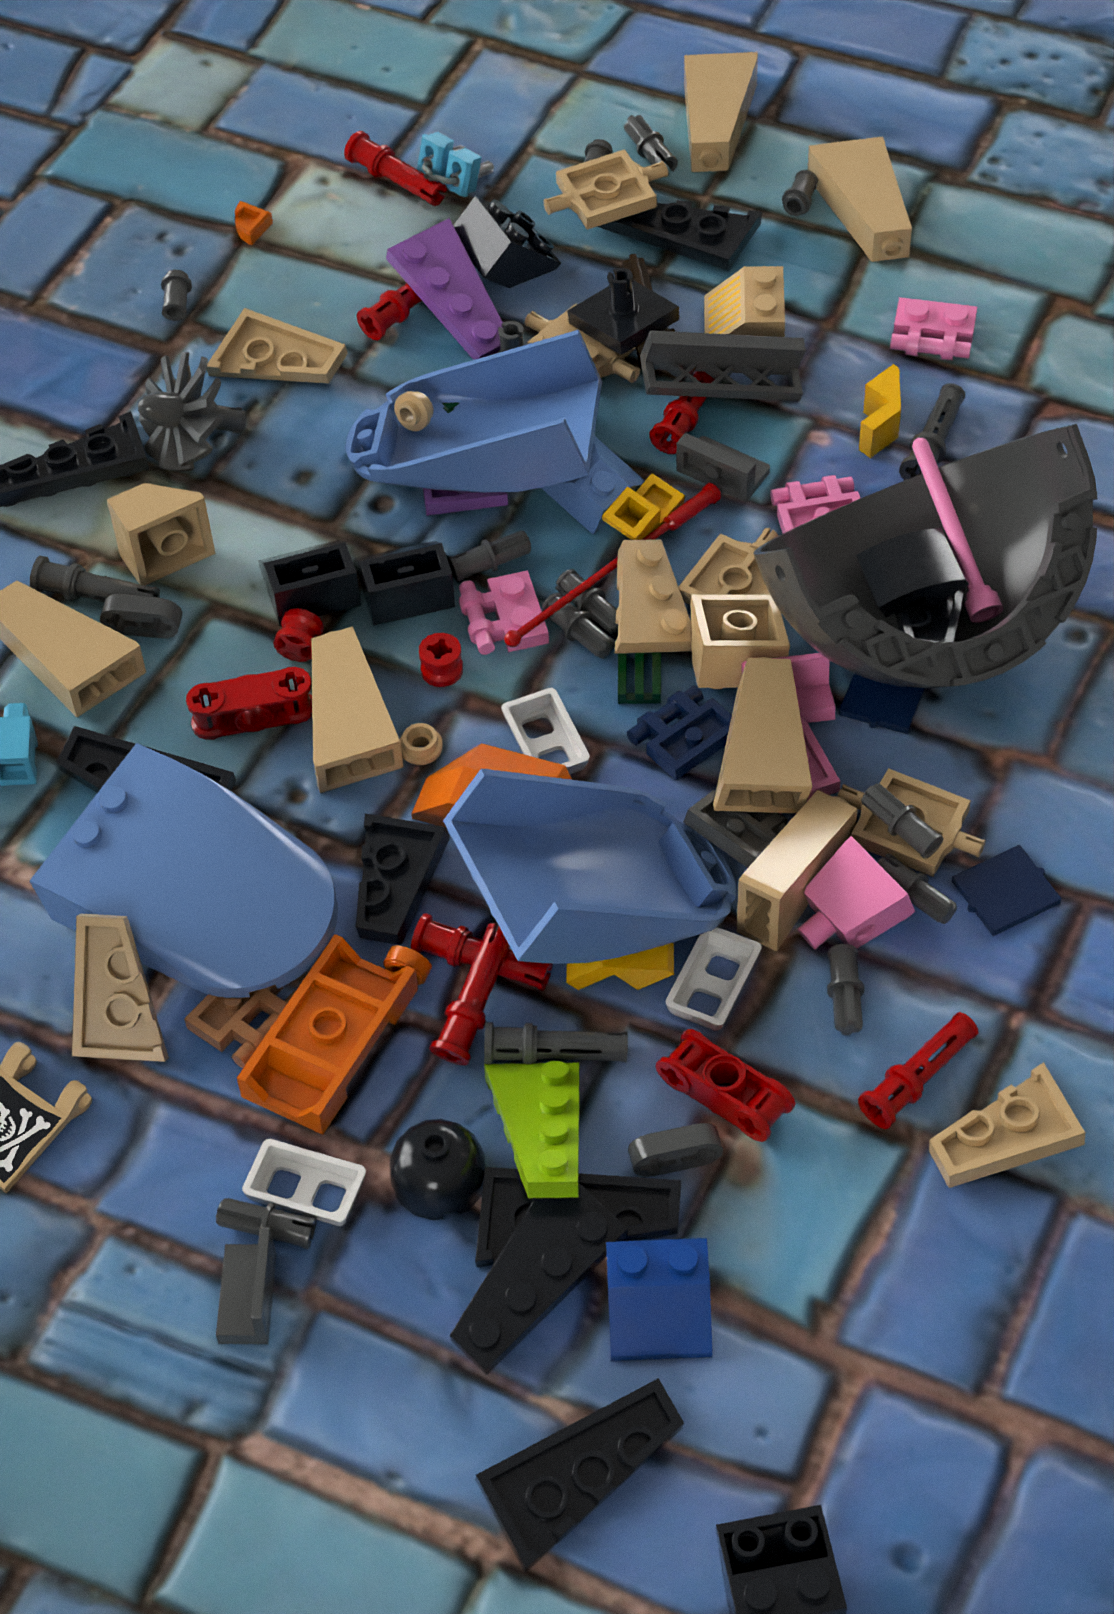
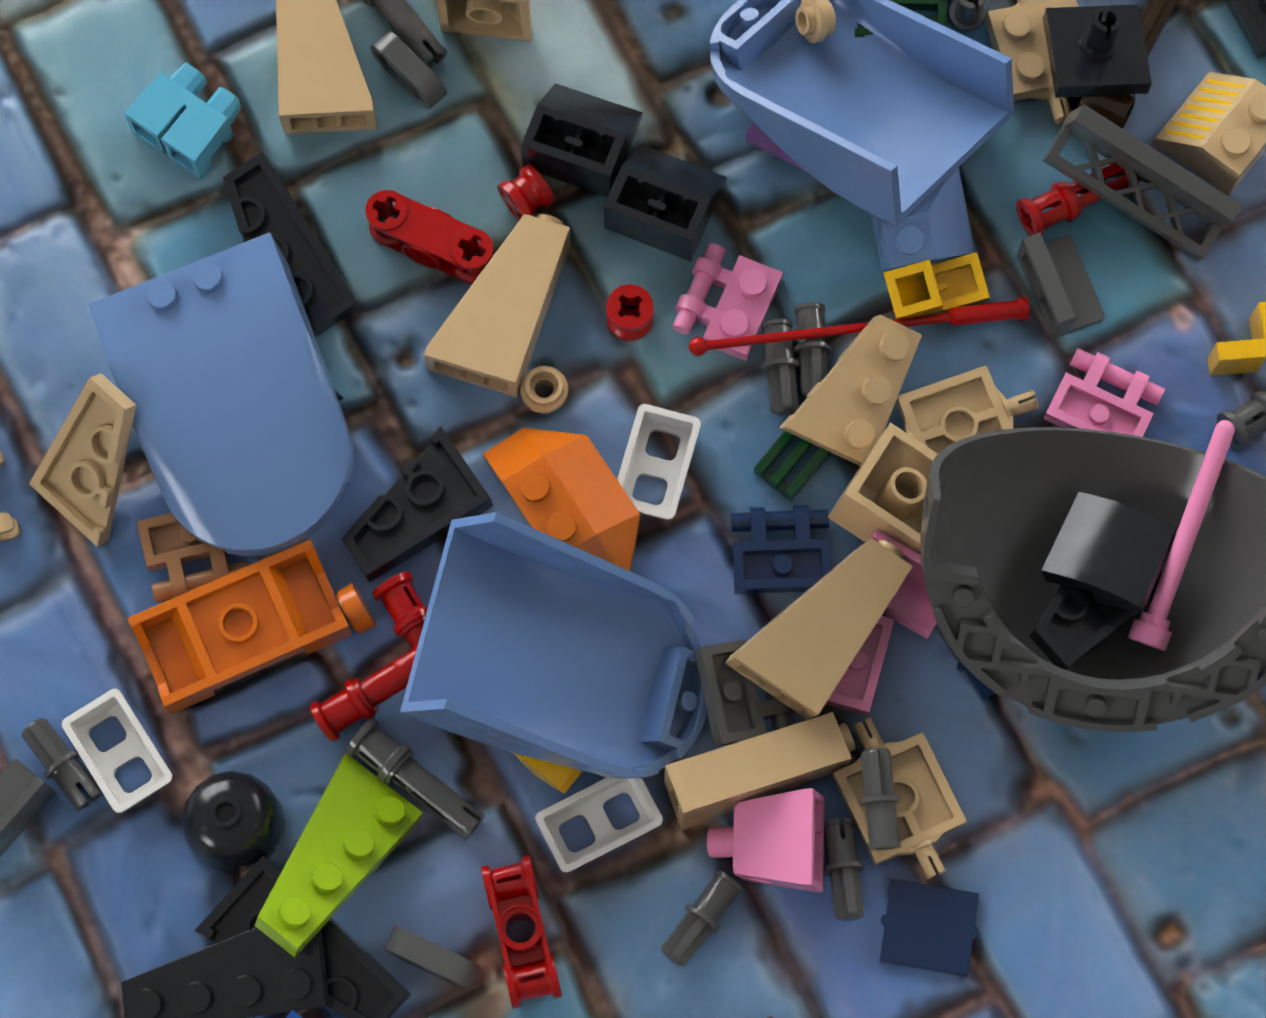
camera: 35 degrees right, 20 degrees up
(489, 555) = (762, 229): dark grey axle -> none

